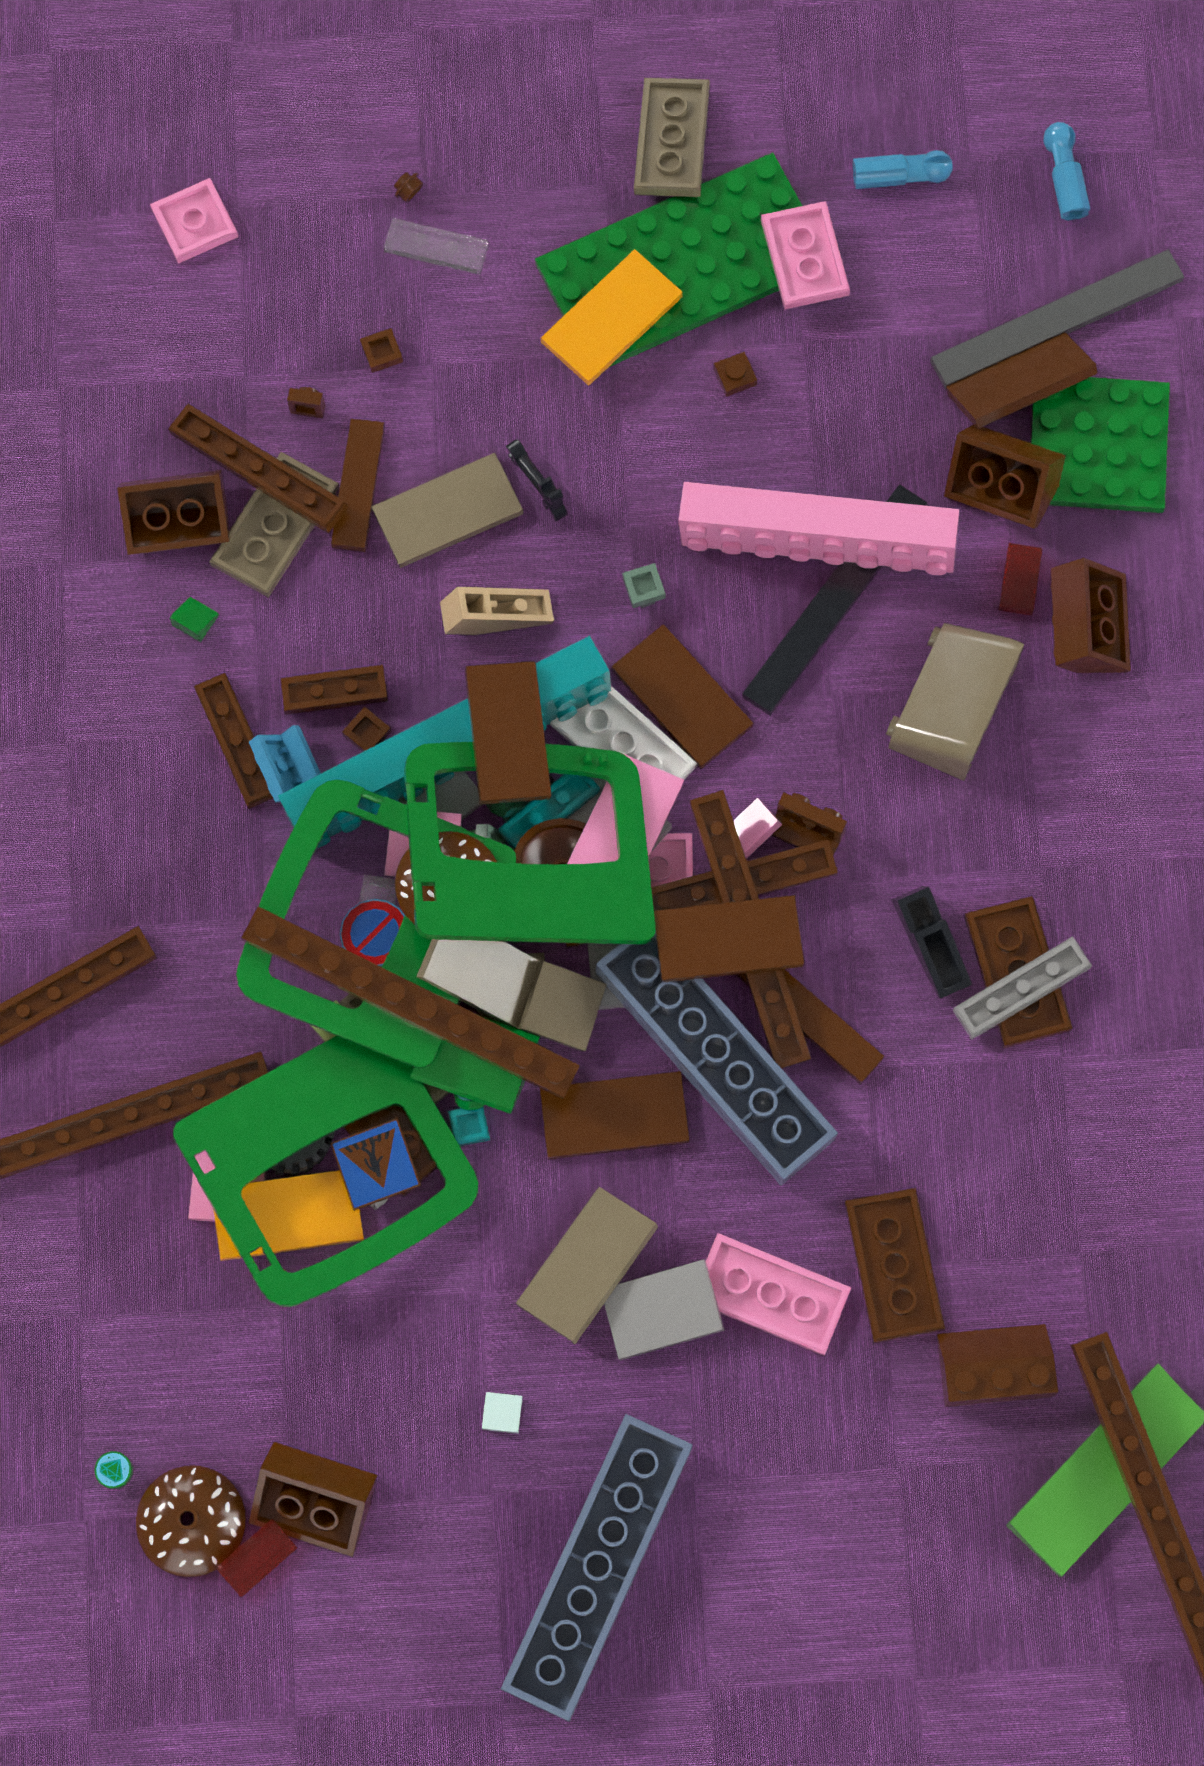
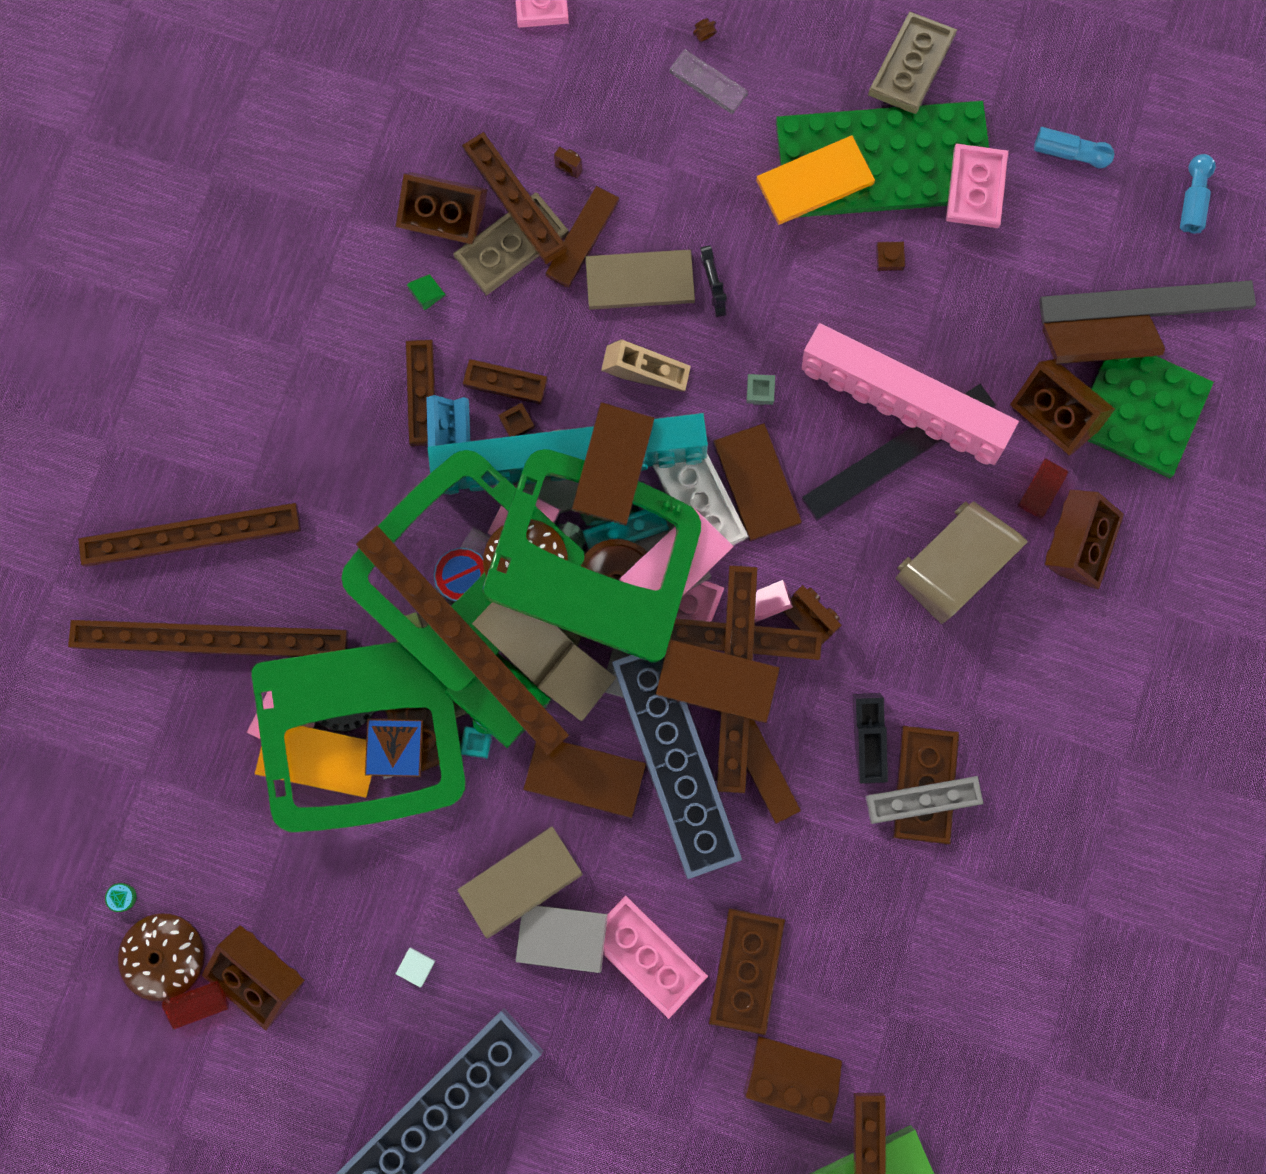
camera: 20 degrees right, 5 degrees up
(381, 350) = (637, 143): reddish brown plate -> none

